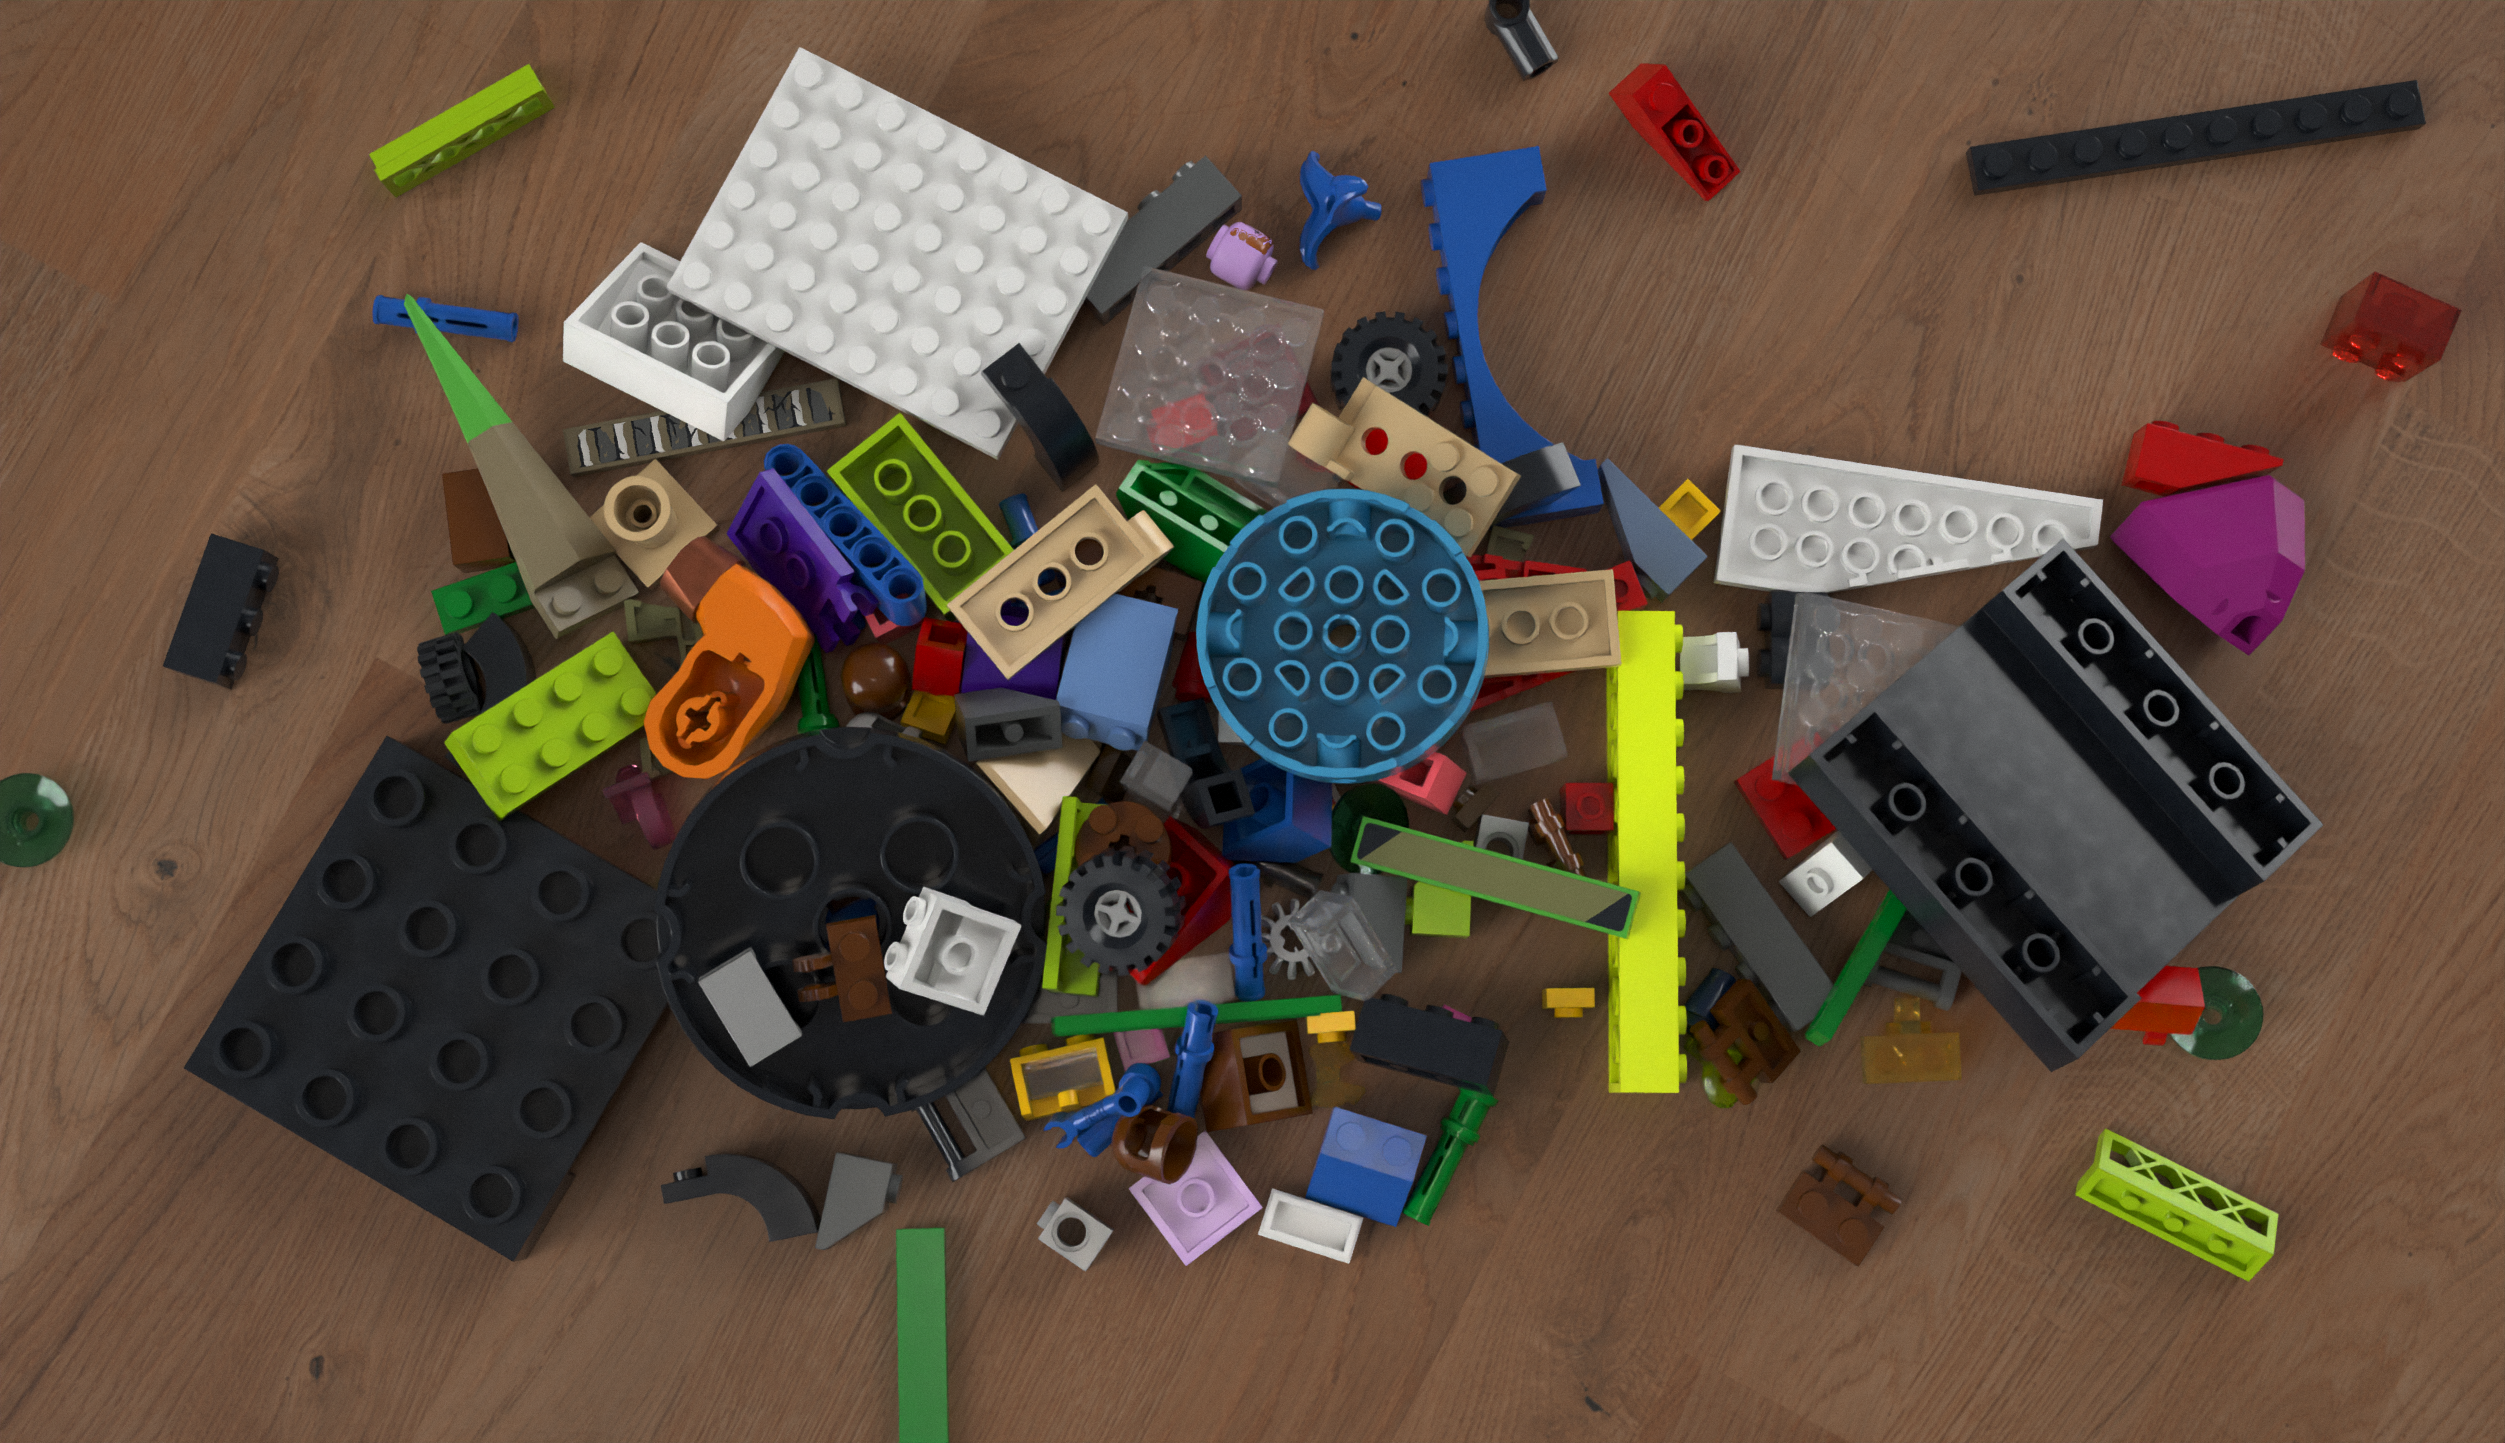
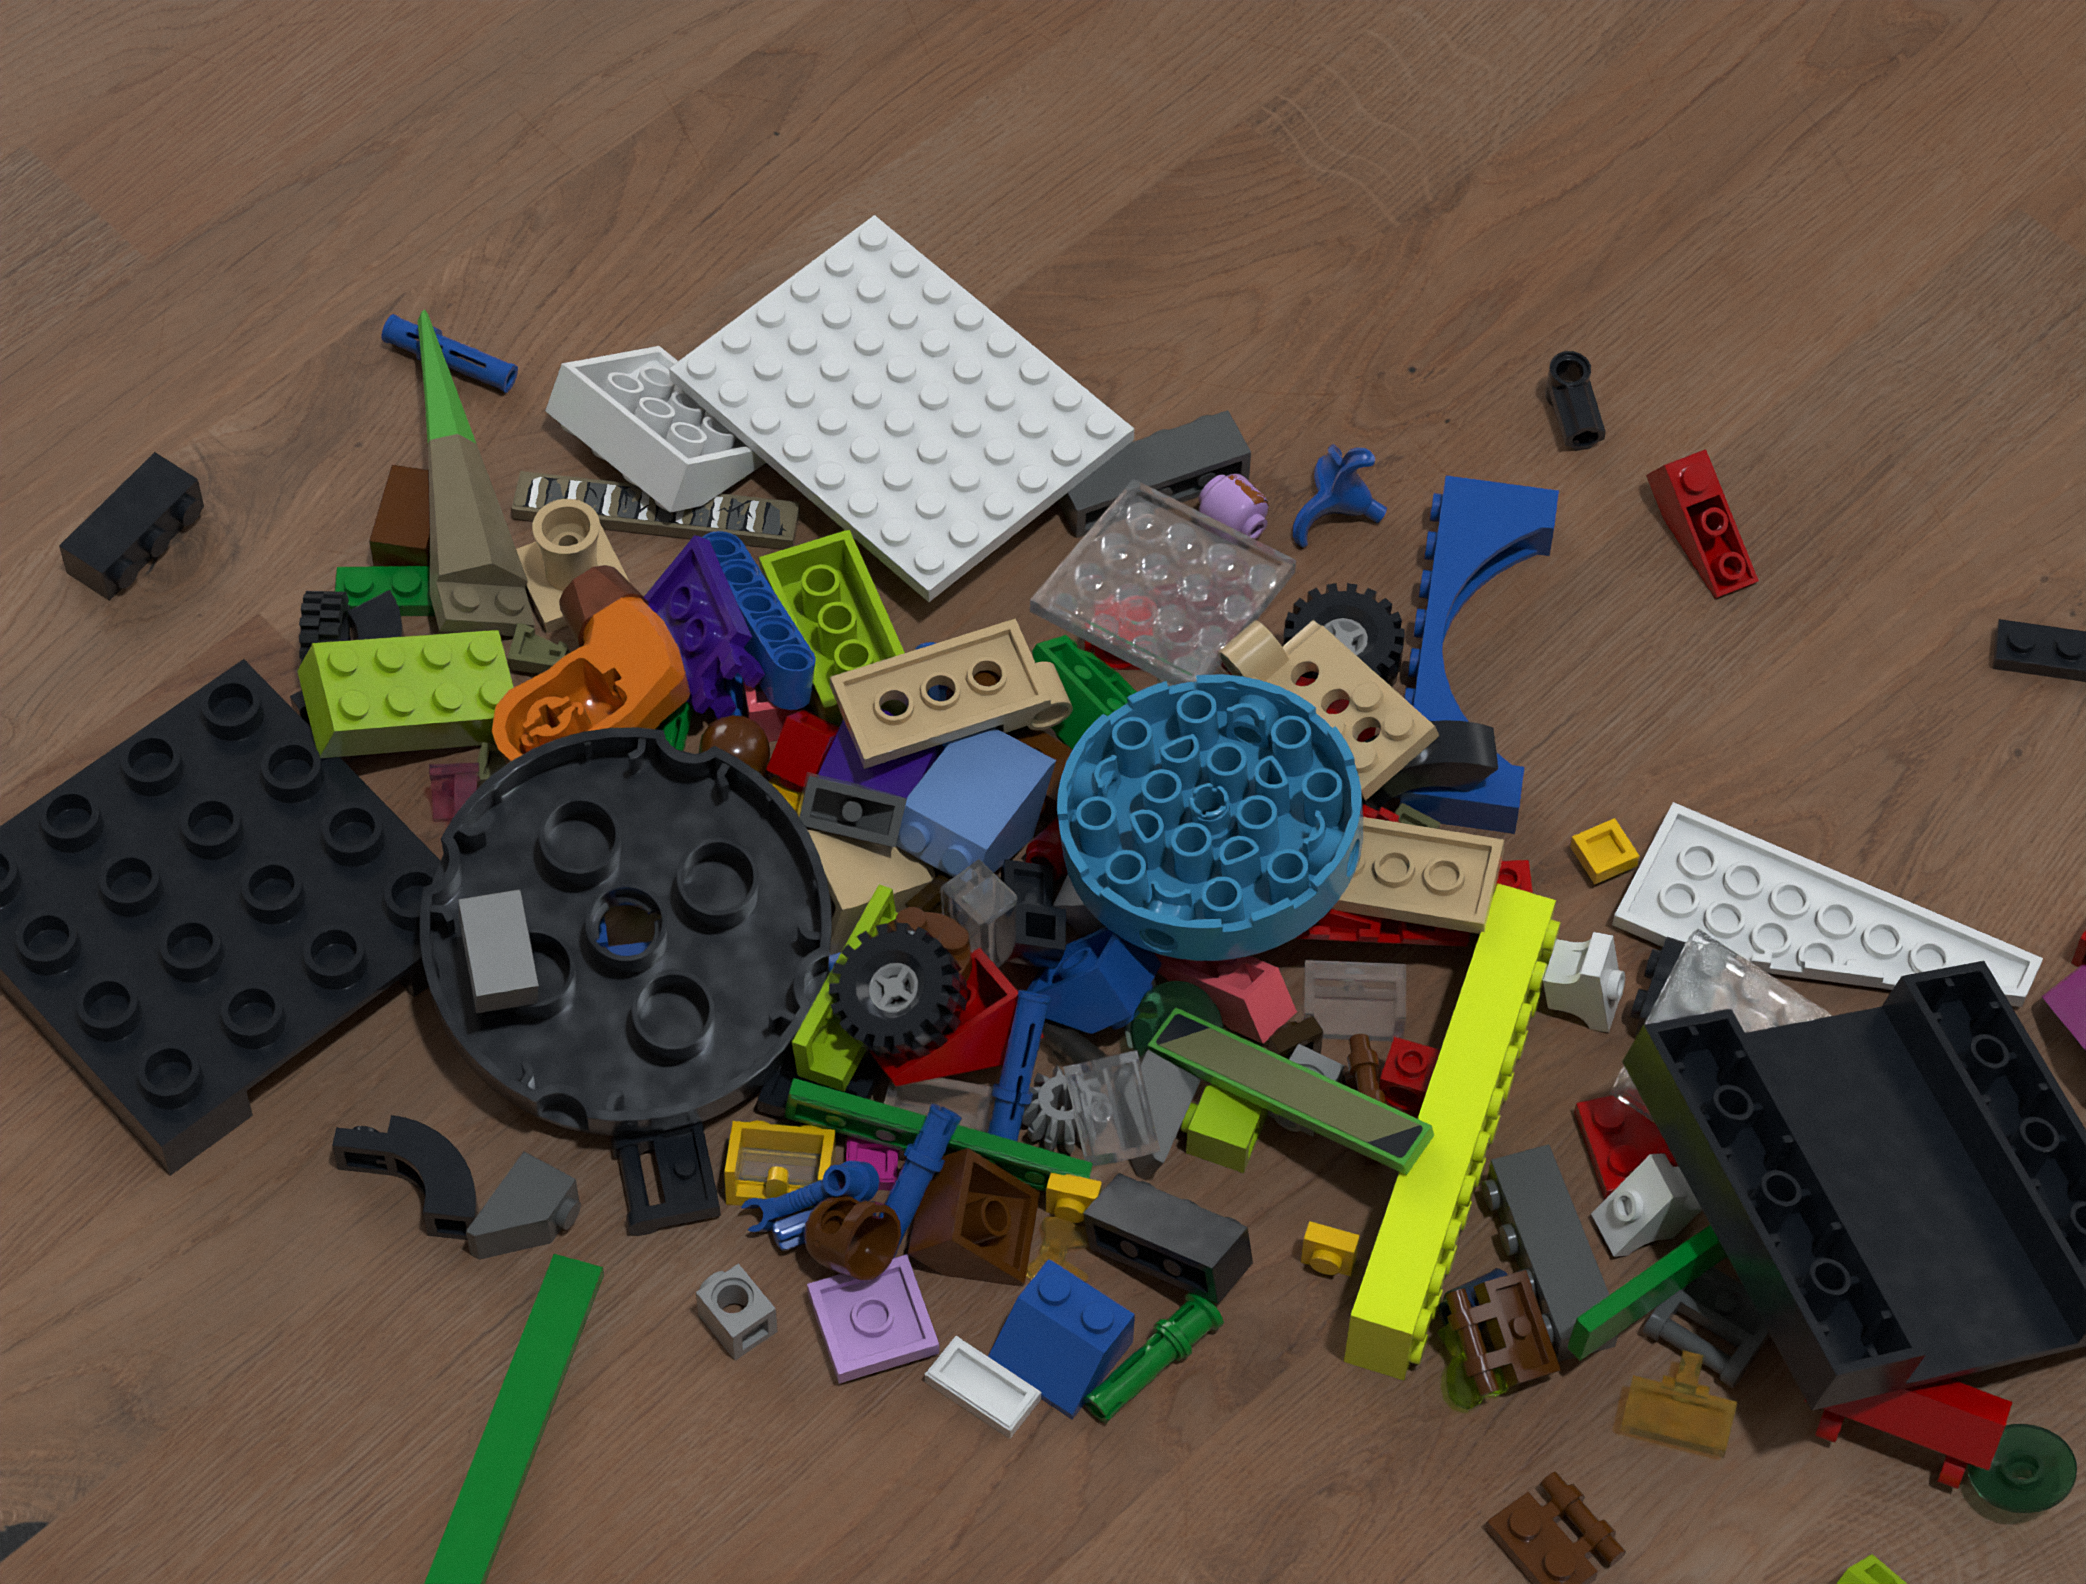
camera: 20 degrees right, 25 degrees down
(461, 131) = (531, 213): lime fence -> none
(857, 970) = (615, 958): reddish brown hinge -> none
(950, 951) = (715, 966): white plate -> none
(1045, 415) = (987, 564): black arch -> none
(1648, 538) = (1559, 857): sand blue slope -> none

